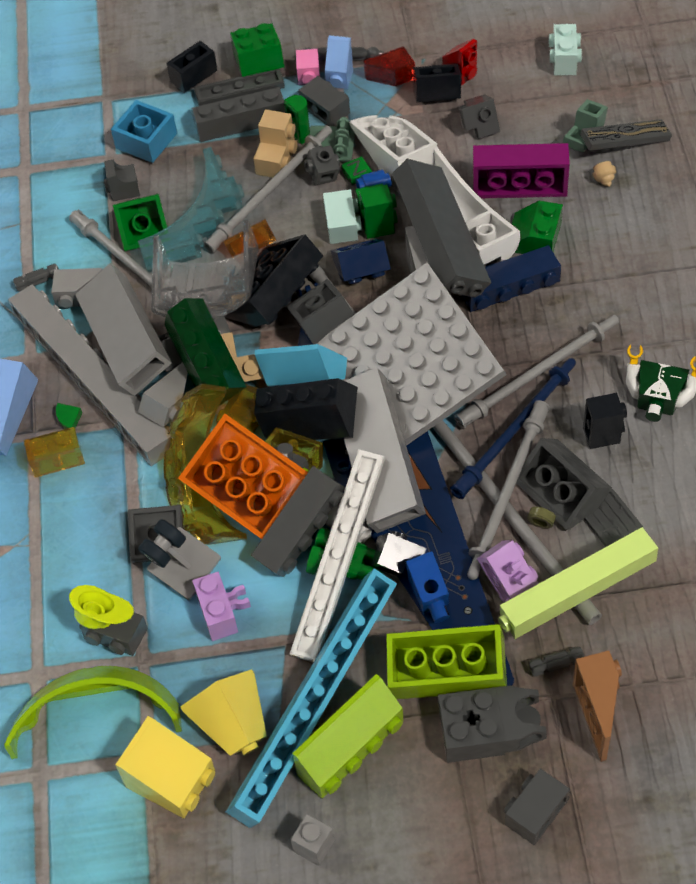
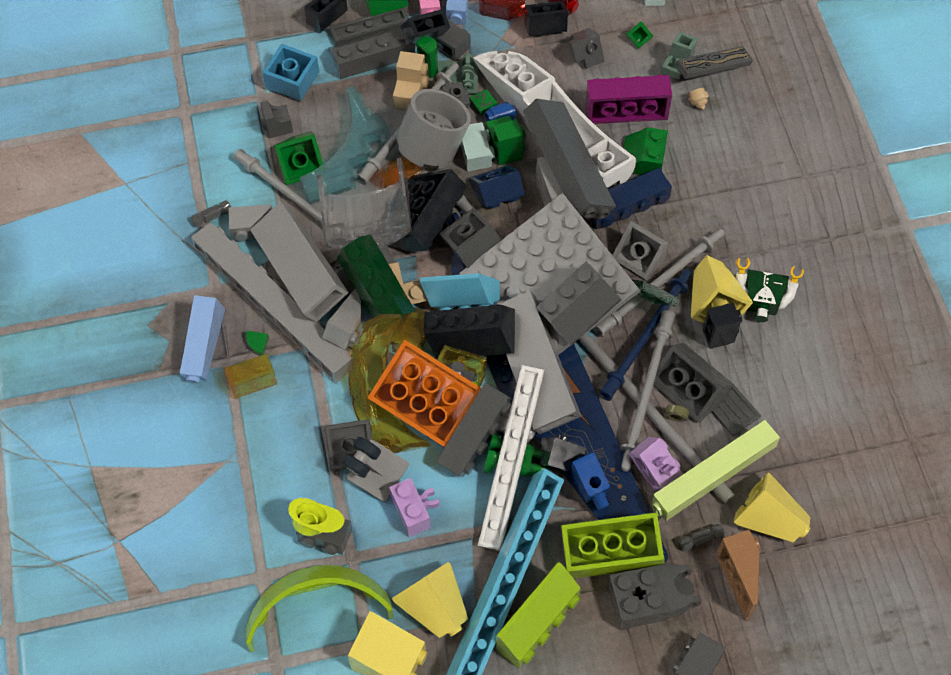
camera: 10 degrees left, 5 degrees up
(291, 192) = (433, 128): none -> light grey brick
(301, 81) = (425, 25): none -> black brick
(432, 383) = (578, 303): none -> dark grey slope
(518, 335) = (640, 250): none -> light grey slope
(524, 380) = (654, 294): none -> clear green tile
(543, 104) = (639, 34): none -> green slope
(601, 374) = (715, 287): none -> light yellow slope
(645, 636) = (773, 511): none -> light yellow slope

